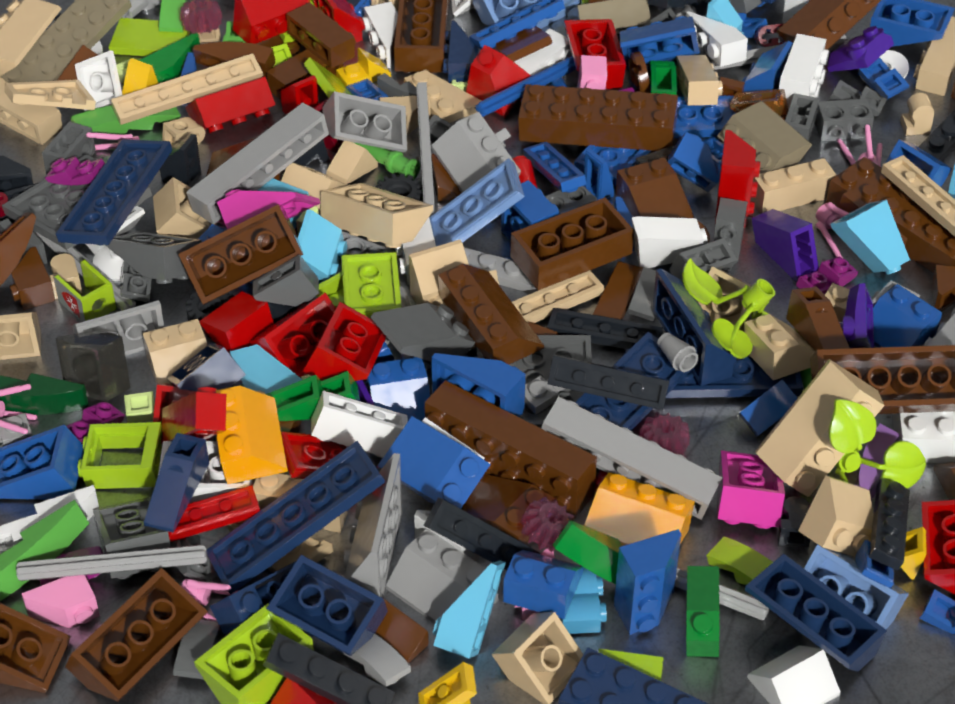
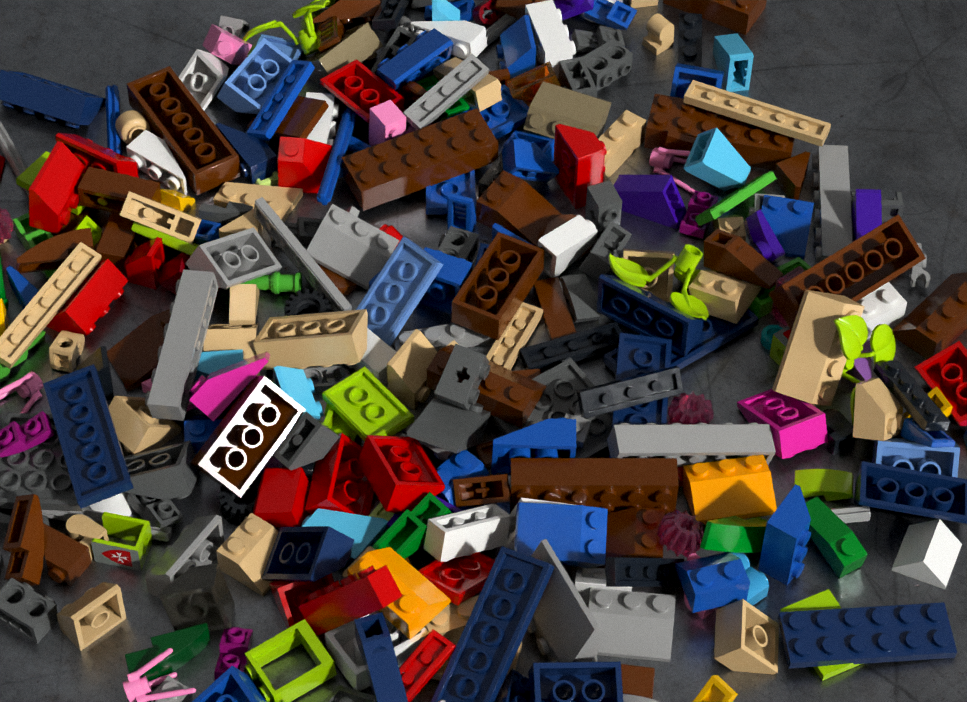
camera: 35 degrees left, 5 degrees up
(139, 406) = (257, 615): yellowish green tile -> none
(333, 64) = (160, 217): none -> tan slope
(403, 397) = (481, 490): none -> reddish brown slope
(455, 291) = (462, 362): none -> dark grey brick
(466, 620) = (678, 640): medium azure slope -> none
(555, 167) = (420, 222): blue plate -> none
(660, 70) = (446, 92): none -> light grey plate
(679, 353) = (659, 338): light grey cone -> none
(768, 408) = (747, 348): blue slope -> none
(869, 154) = (648, 93): bright pink plant -> none
(873, 276) = (735, 198): none -> bright green tile

